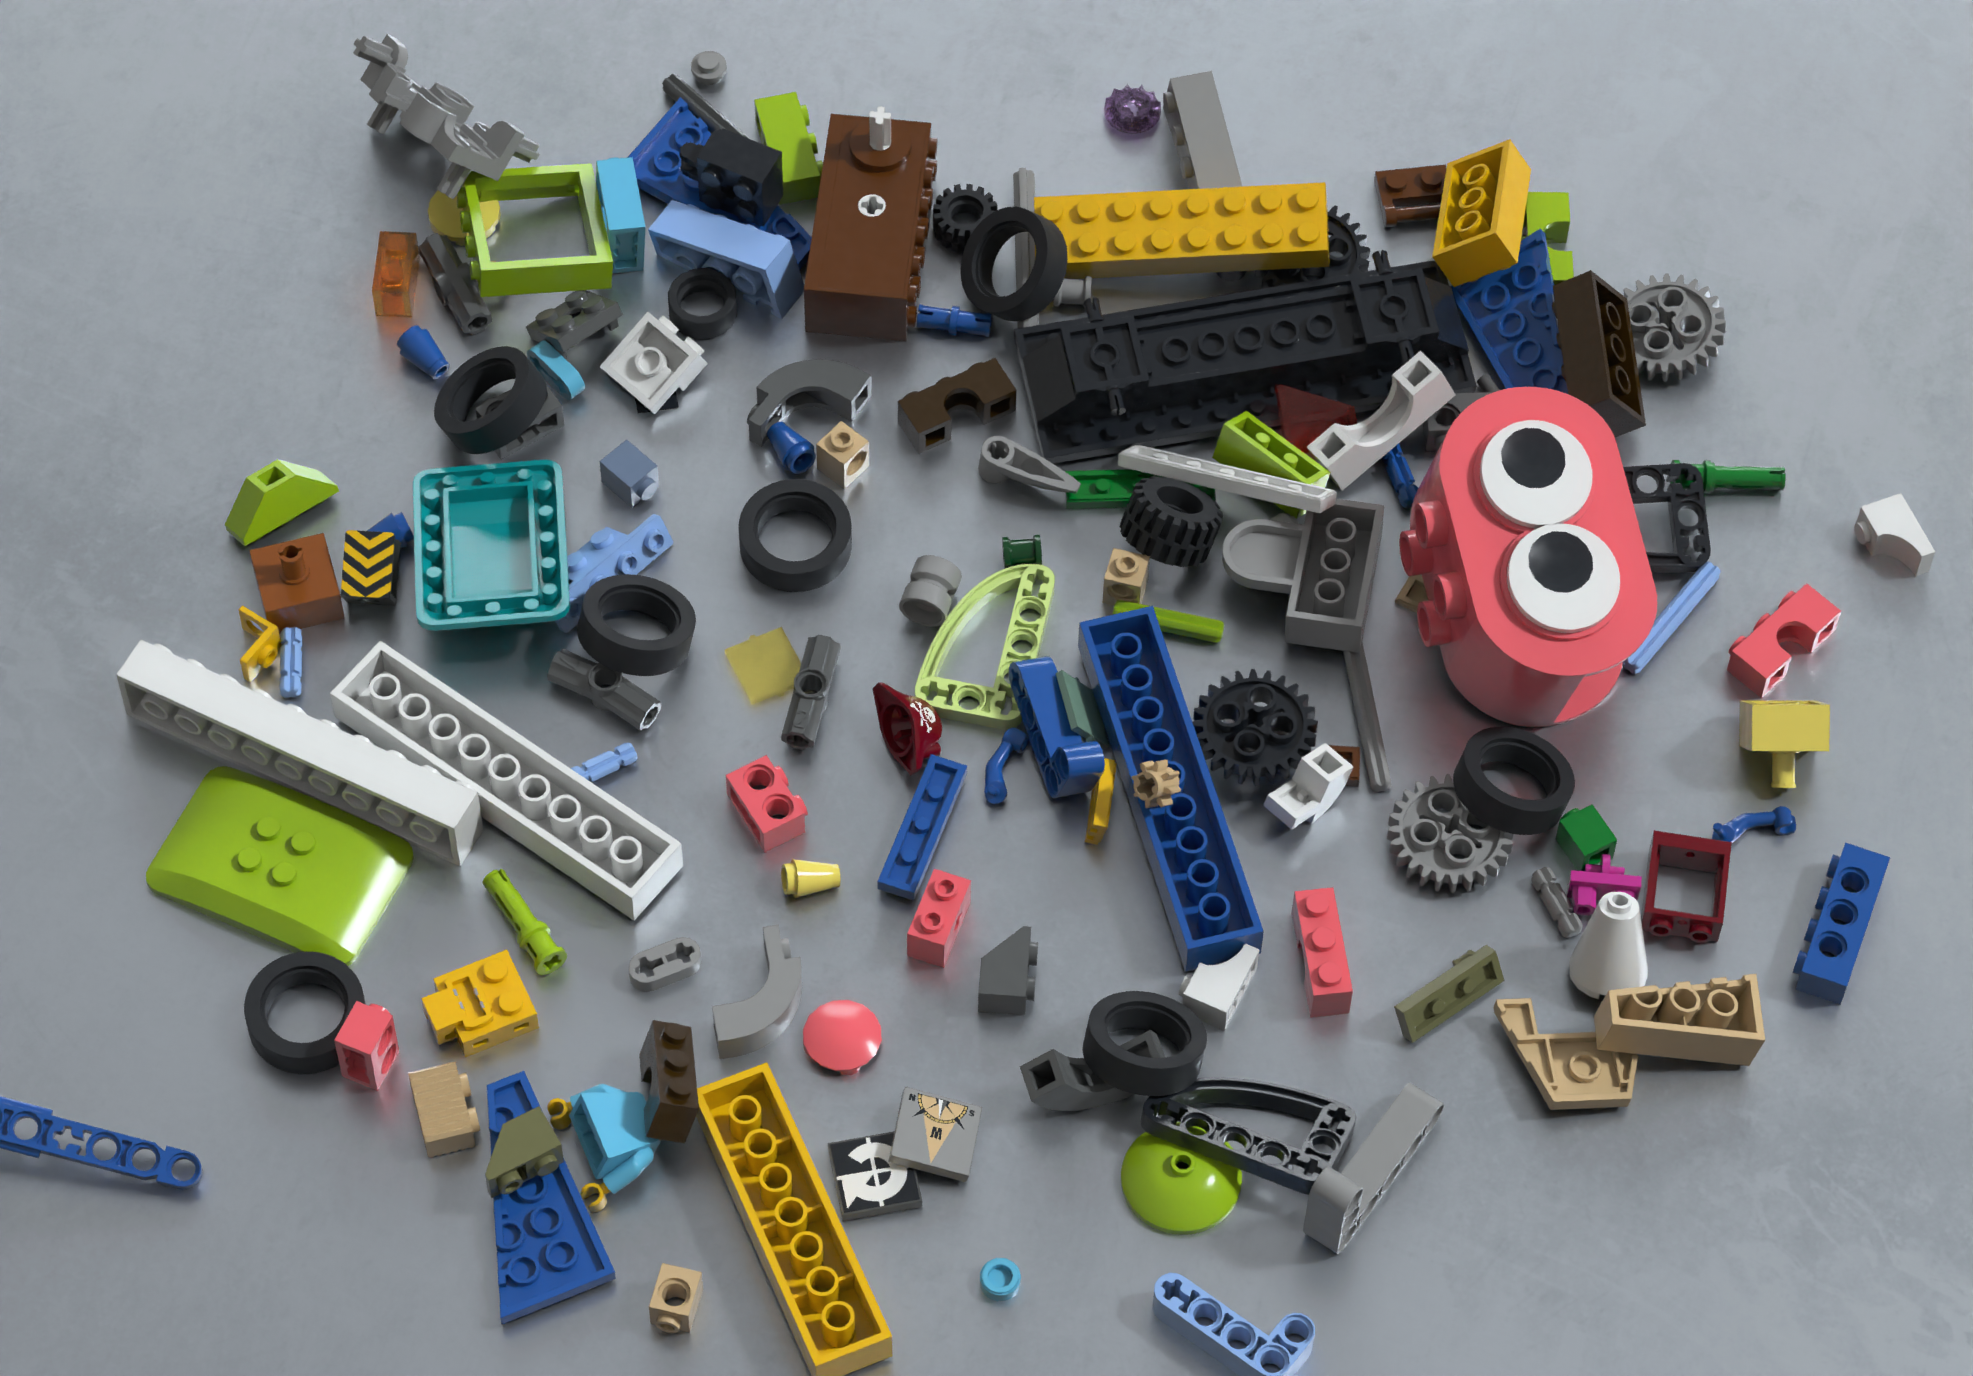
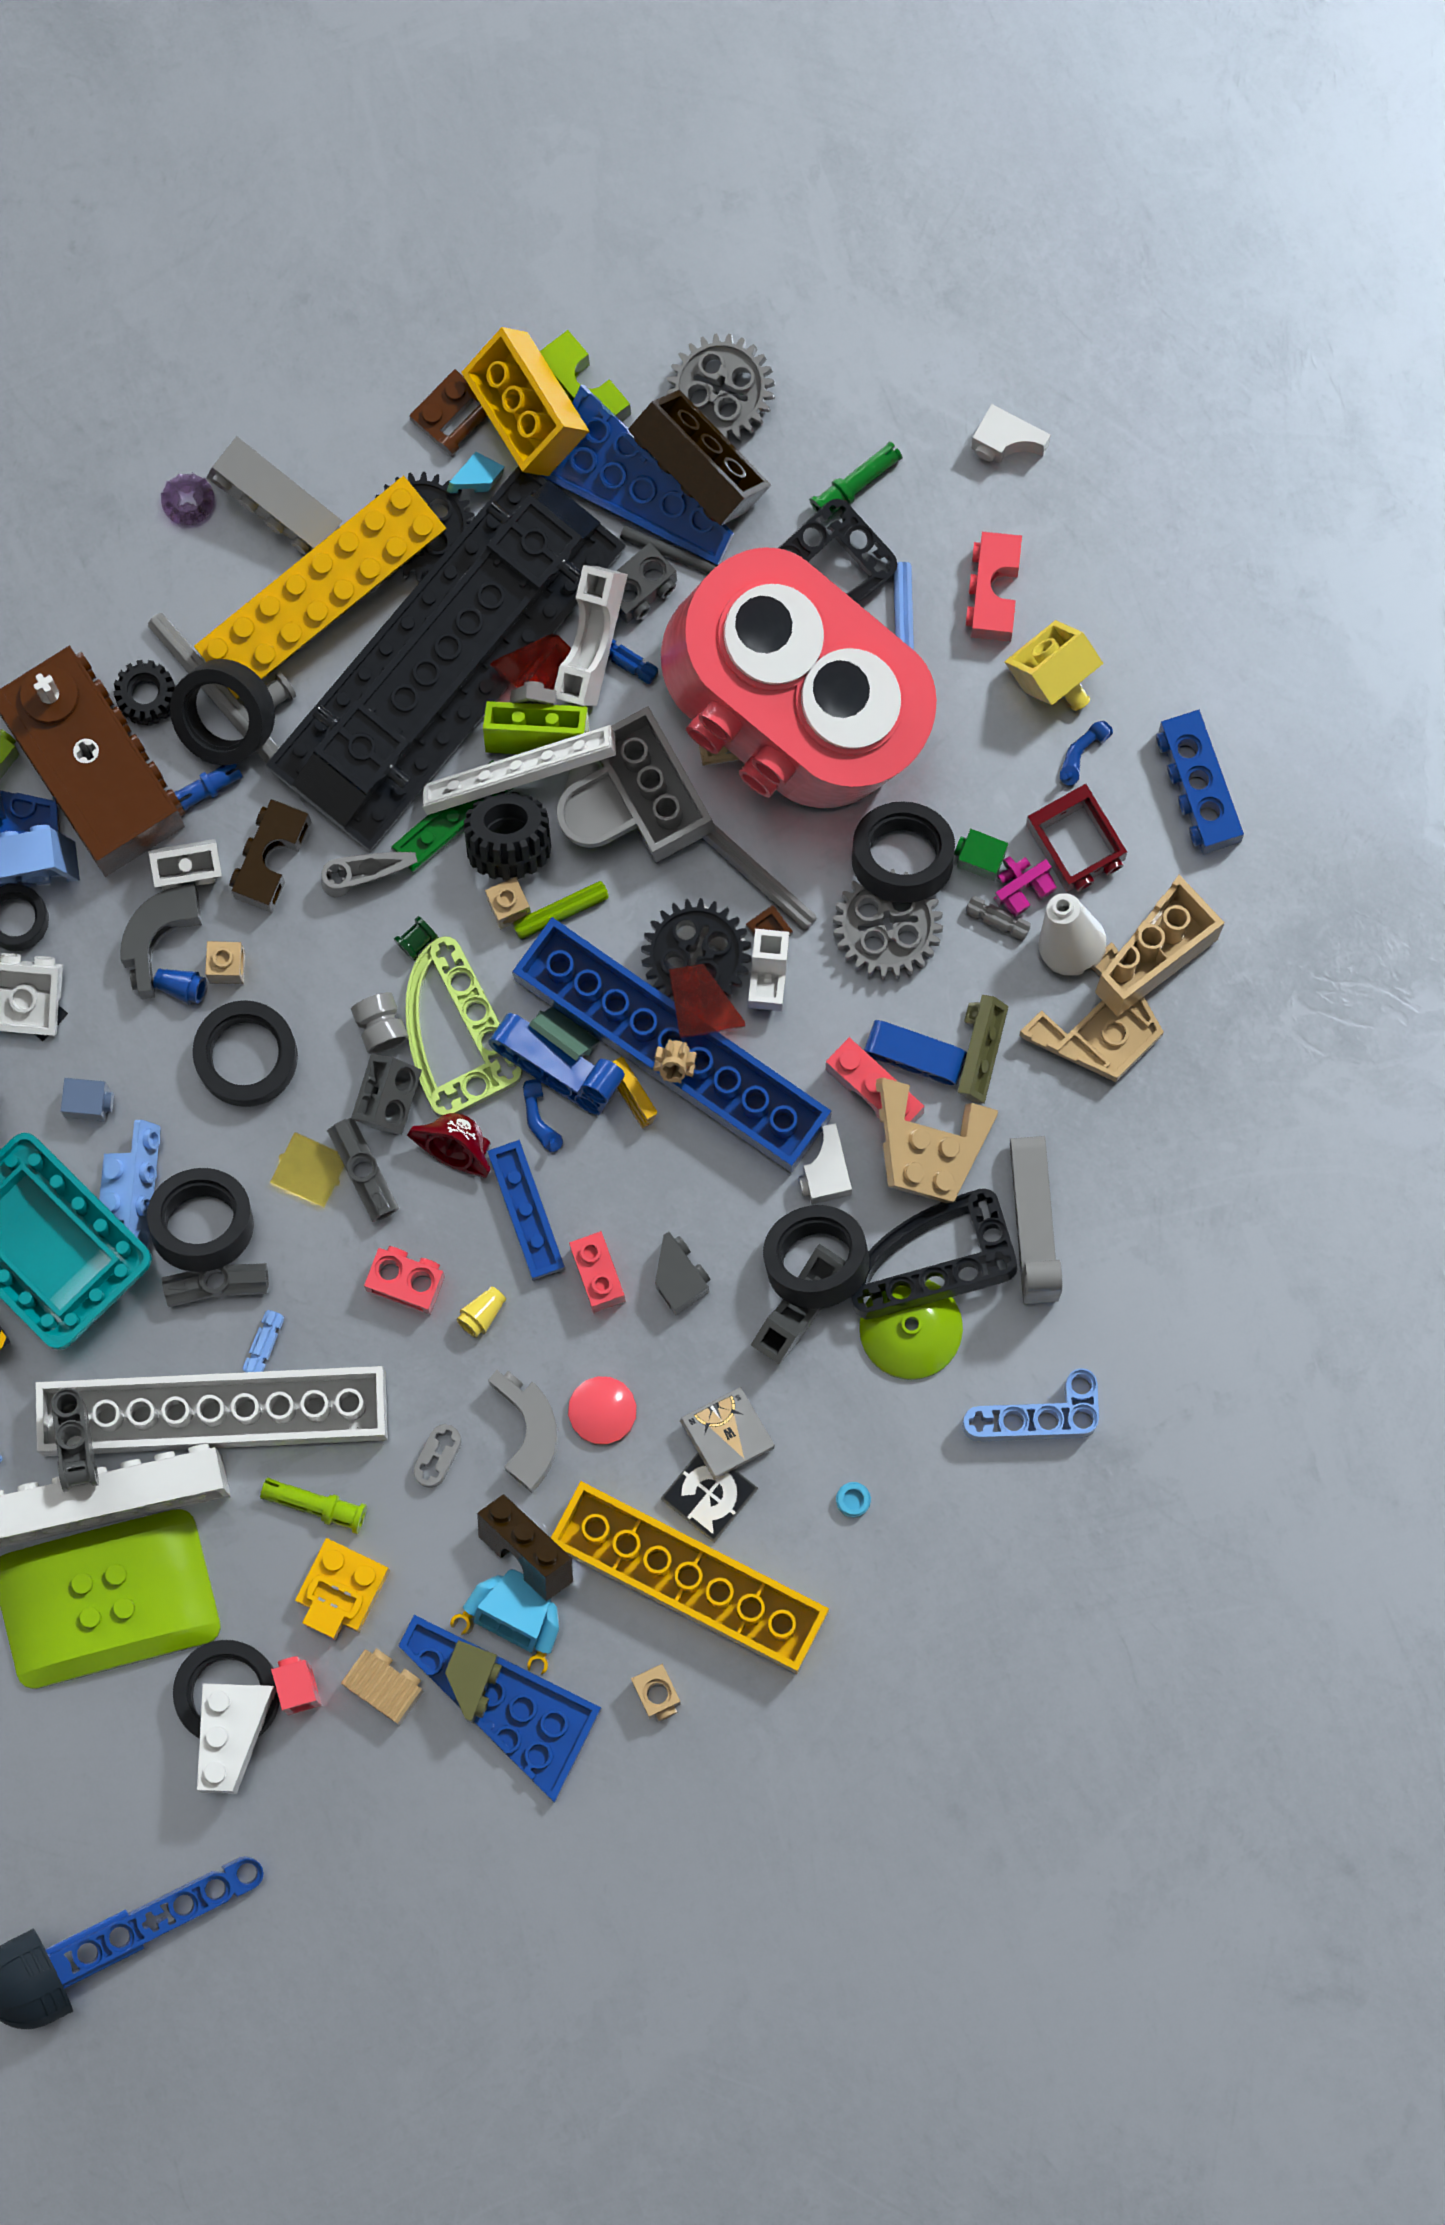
camera: 35 degrees left, 20 degrees up
(271, 1030) = (228, 1733): none -> white wedge
(364, 695) = (75, 1462): none -> dark grey piece
(882, 357) = (184, 864): none -> white brick
(882, 637) = (386, 1094): none -> dark grey brick
(1221, 760) = (701, 1003): none -> clear red wing
(1292, 430) = (533, 693): none -> light grey plate
(1316, 1035) = (926, 1158): none -> tan wing
(1383, 951) = (915, 1052): none -> blue beam
(1398, 247) = (477, 474): none -> medium azure tile

